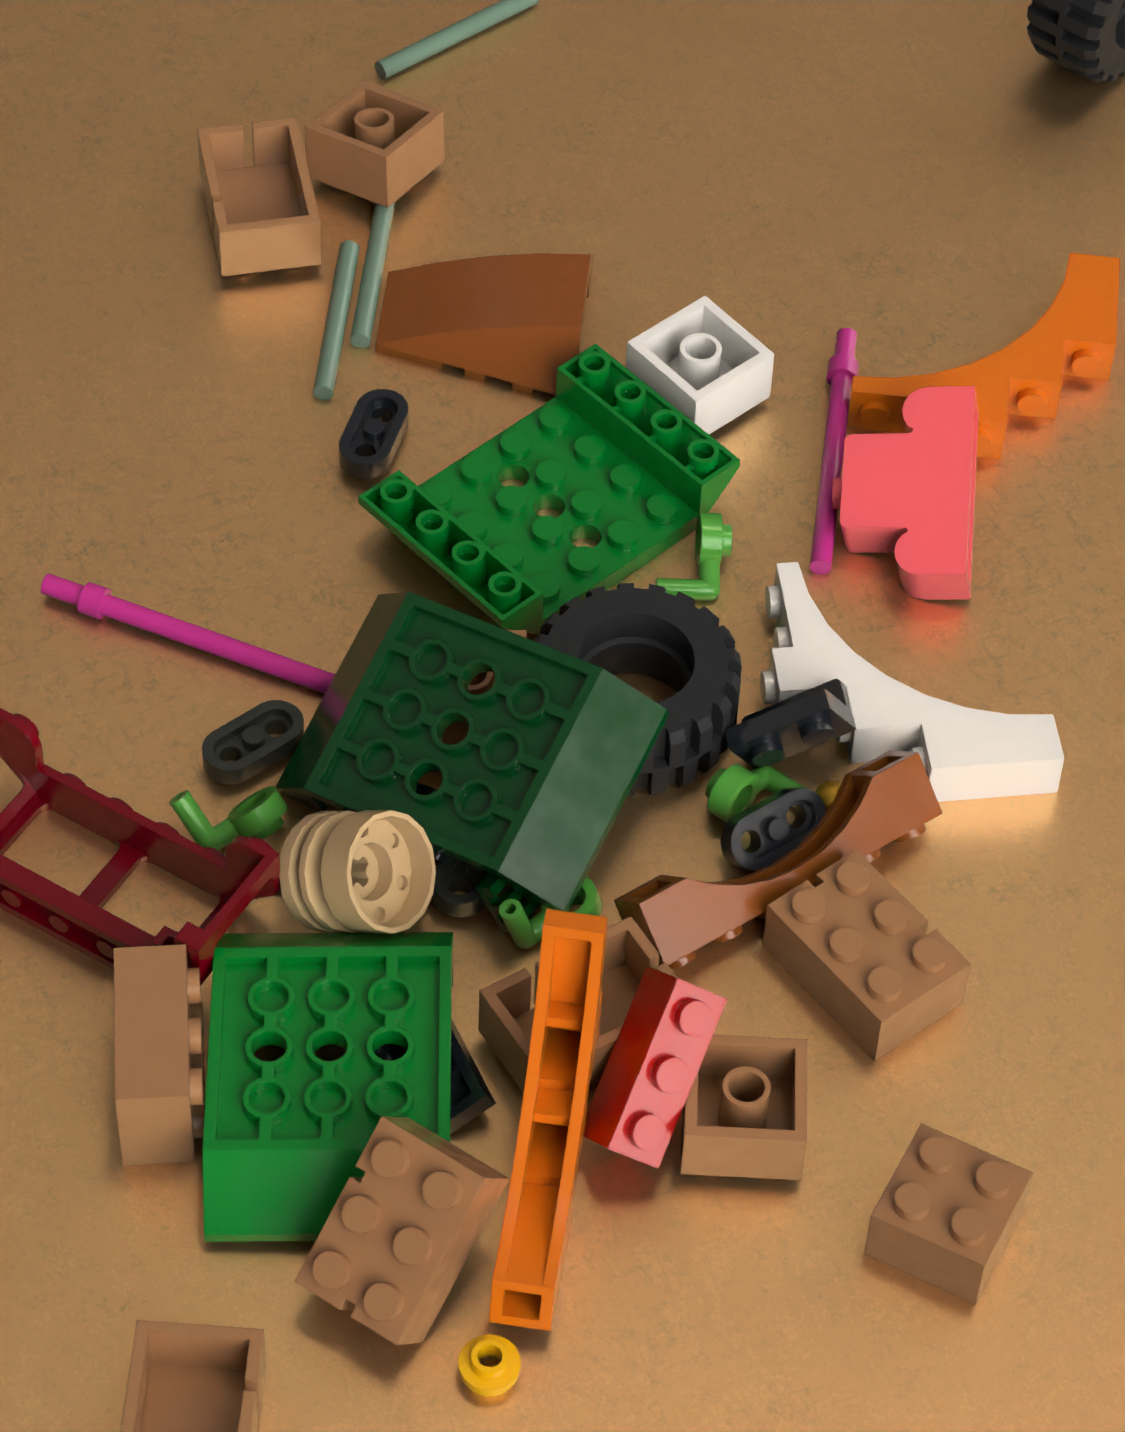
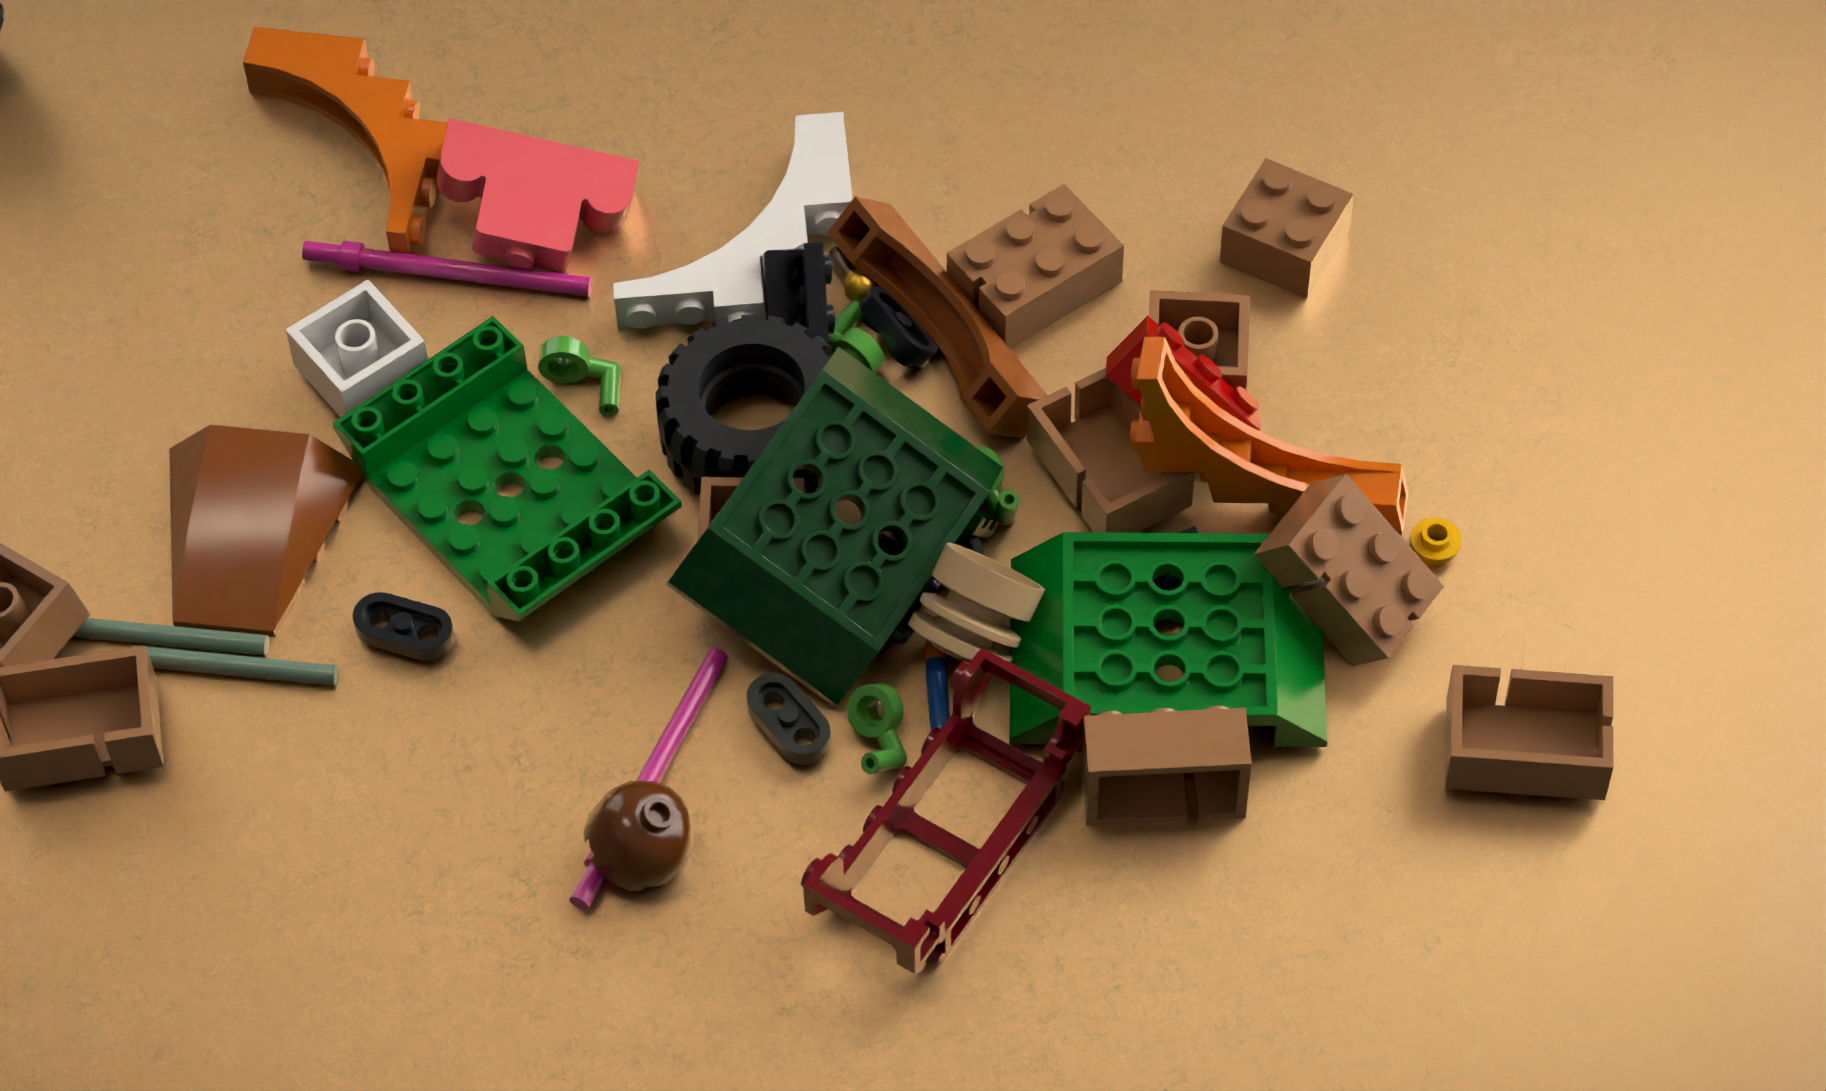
camera: 85 degrees left, 5 degrees up
(108, 616) = (640, 835): none -> reddish brown cylinder

